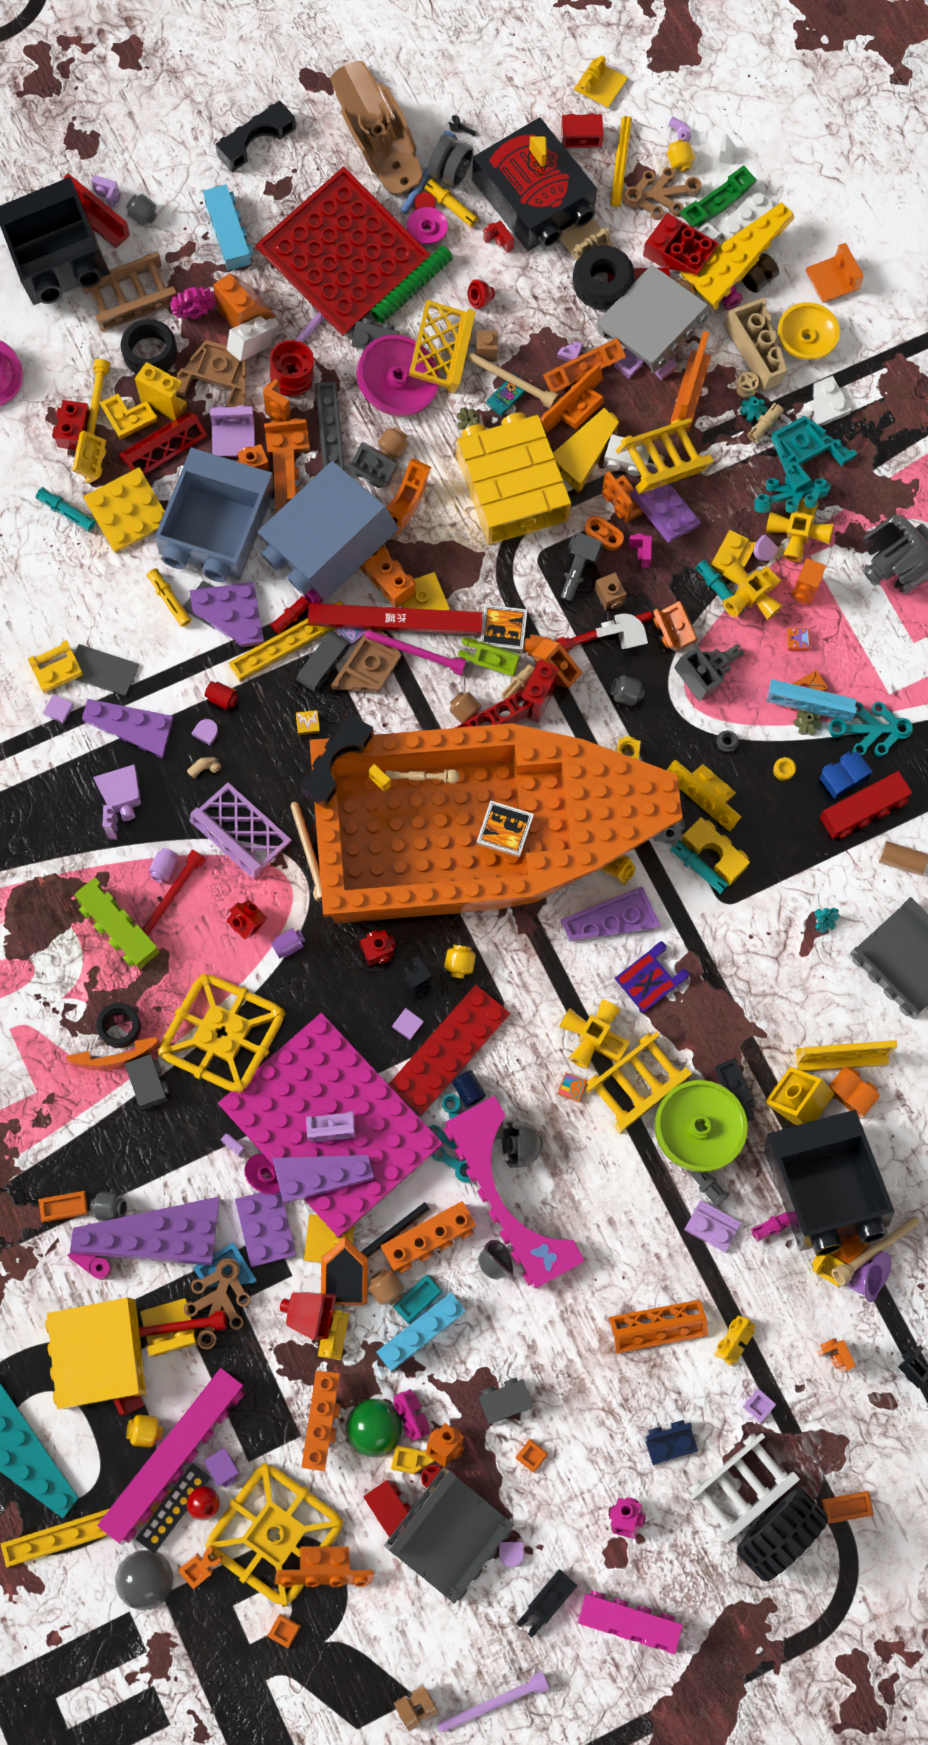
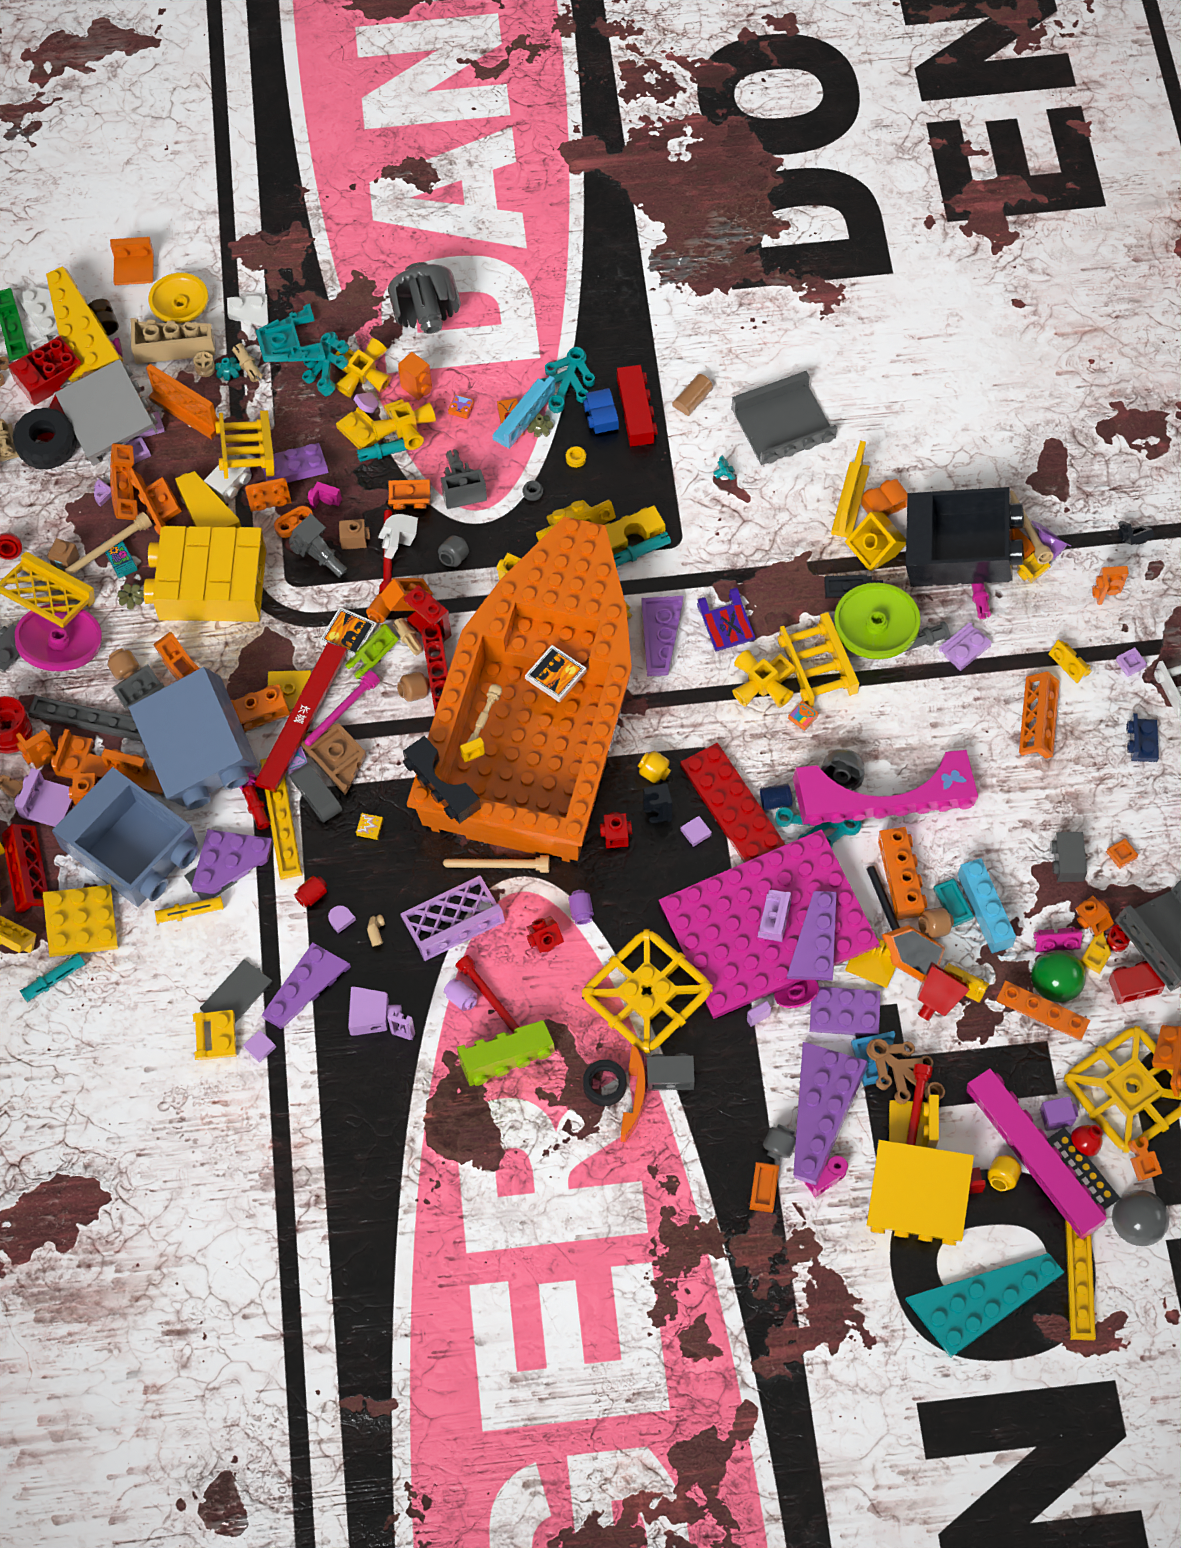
camera: 65 degrees left, 10 degrees down
(495, 1260) = (942, 825): dark grey helmet -> none

